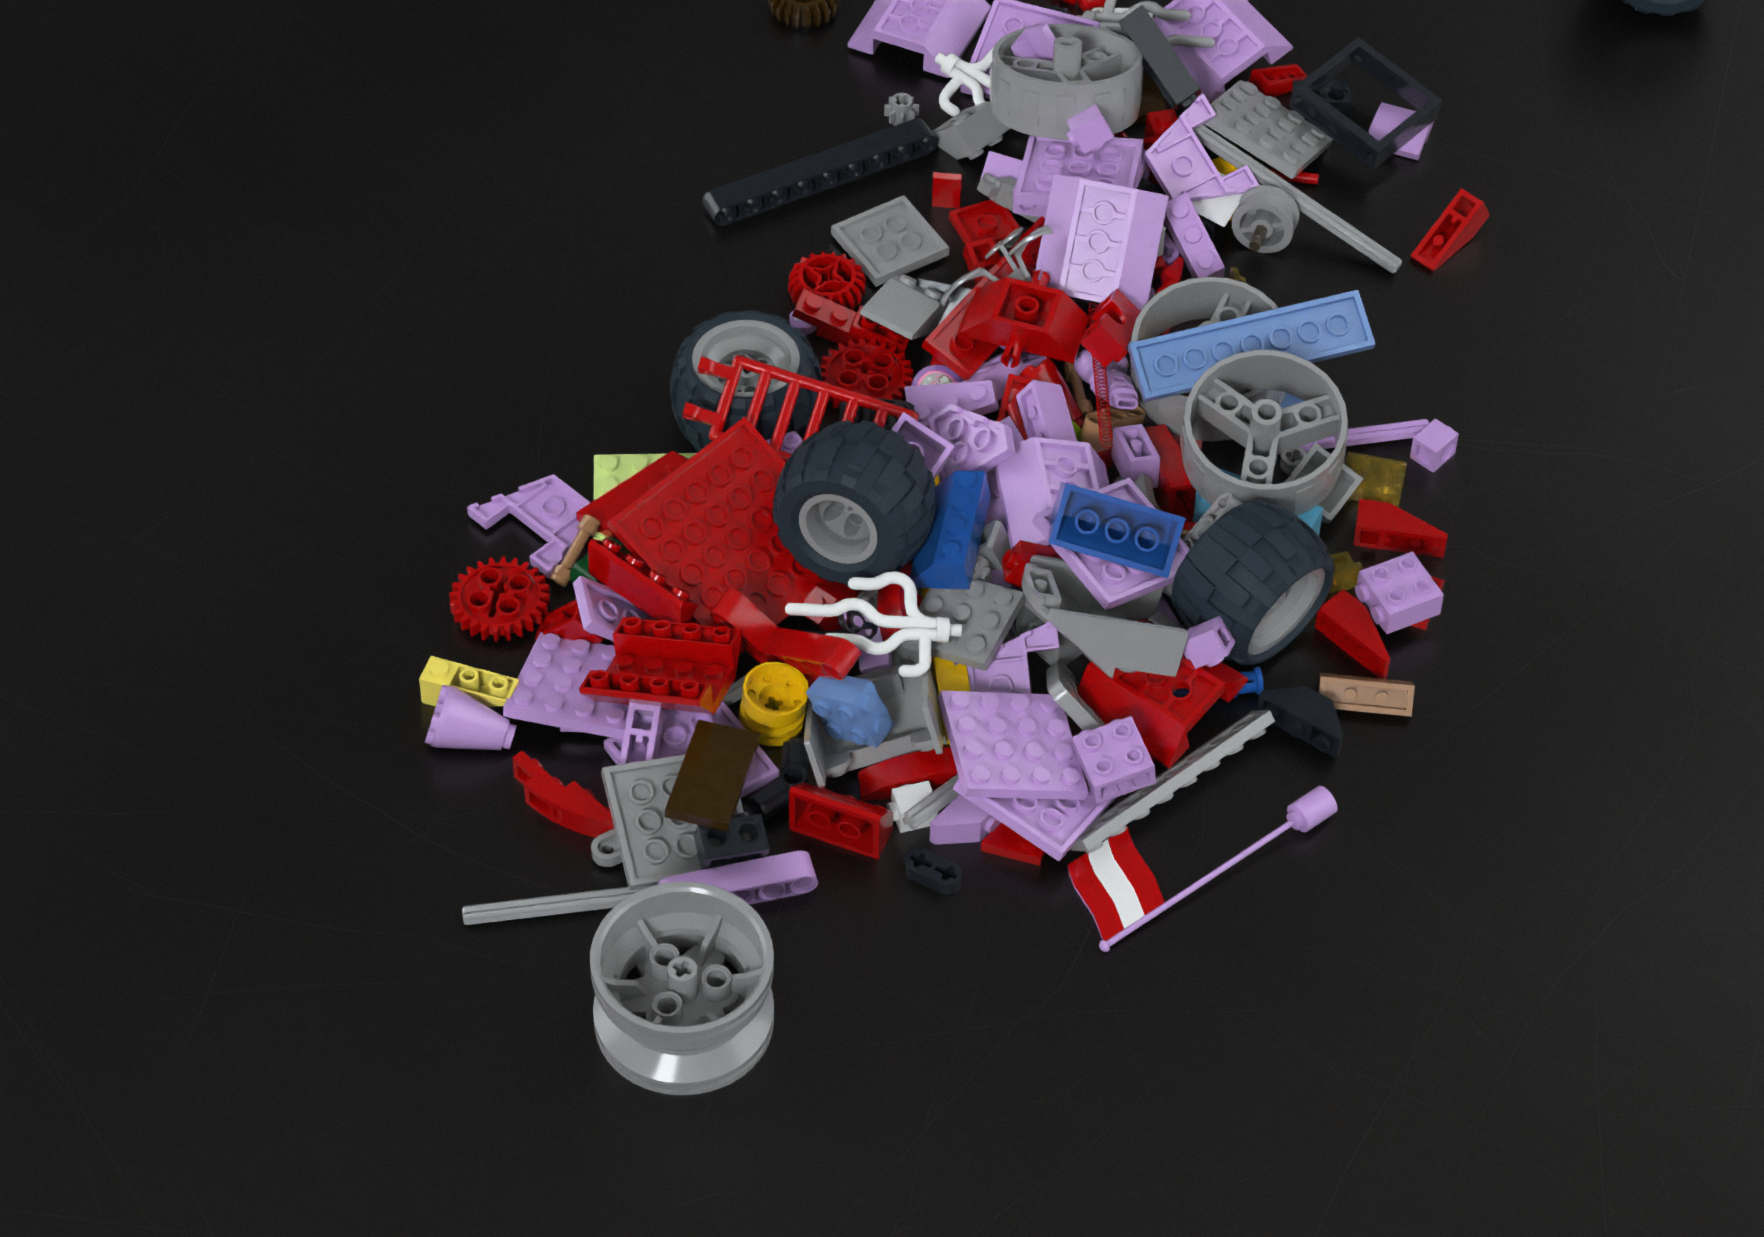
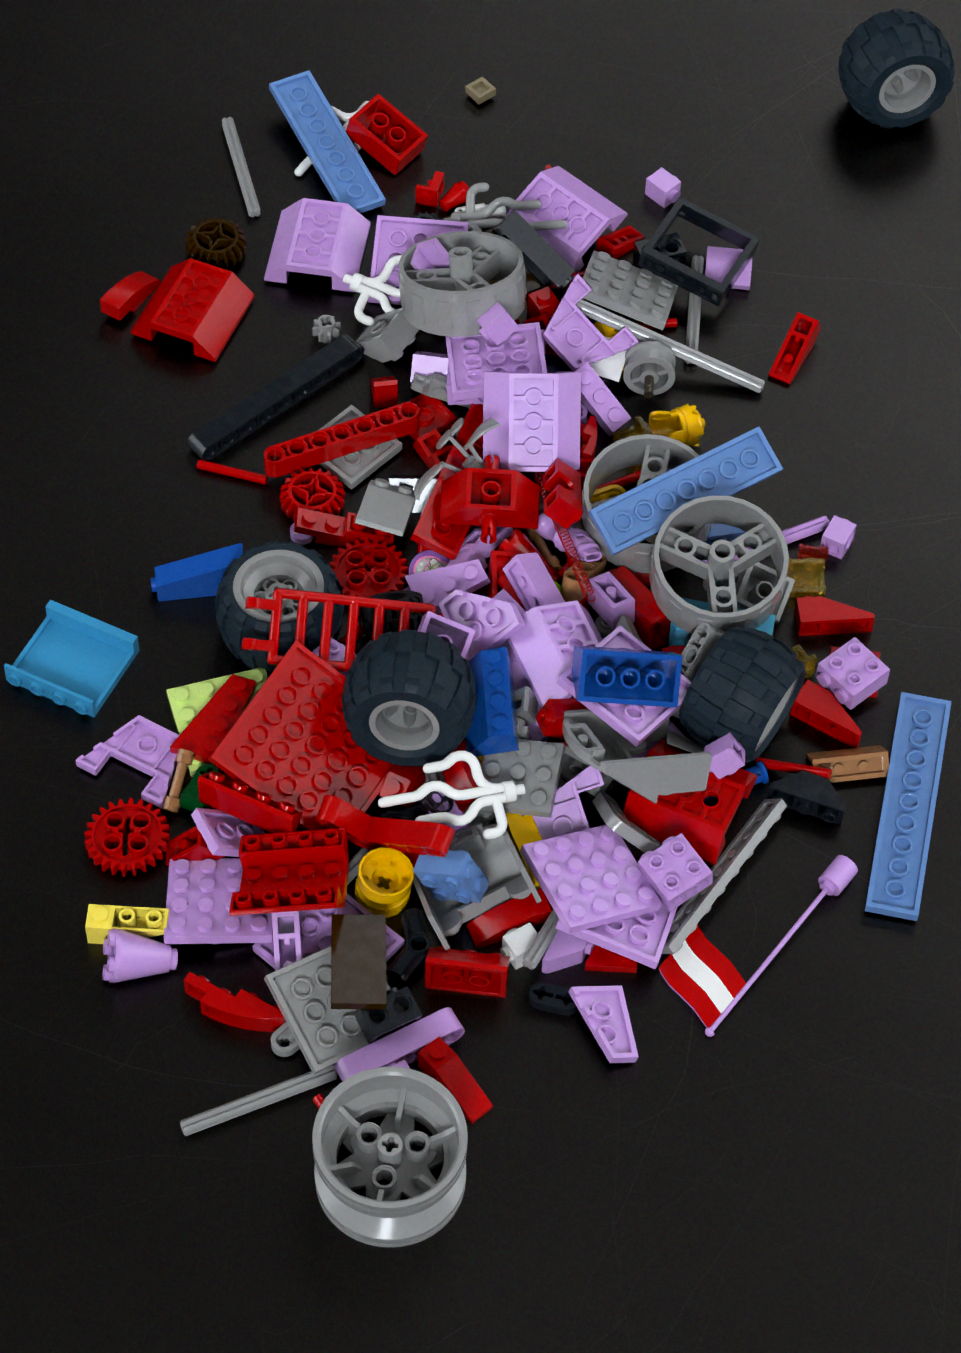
camera: 15 degrees left, 5 degrees up
(501, 403) = (73, 659): none -> dark azure panel
(655, 339) = (194, 575): none -> blue slope
(685, 33) = (128, 294): none -> red slope
(744, 242) = (232, 472): none -> red bar
(761, 58) = (196, 306): none -> red slope
(788, 930) = (446, 1067): none -> red slope
(878, 227) = (341, 439): none -> red beam
(988, 905) = (608, 1019): none -> lavender wing
(1282, 284) = (681, 423): none -> yellow hat
(1295, 681) = (794, 767): none -> red bar
(1344, 168) = (694, 309): none -> light grey axle
(1347, 26) = (663, 187): none -> lavender brick
(1399, 454) = (812, 551): none -> clear red pin
(1422, 753) = (908, 807): none -> medium blue plate

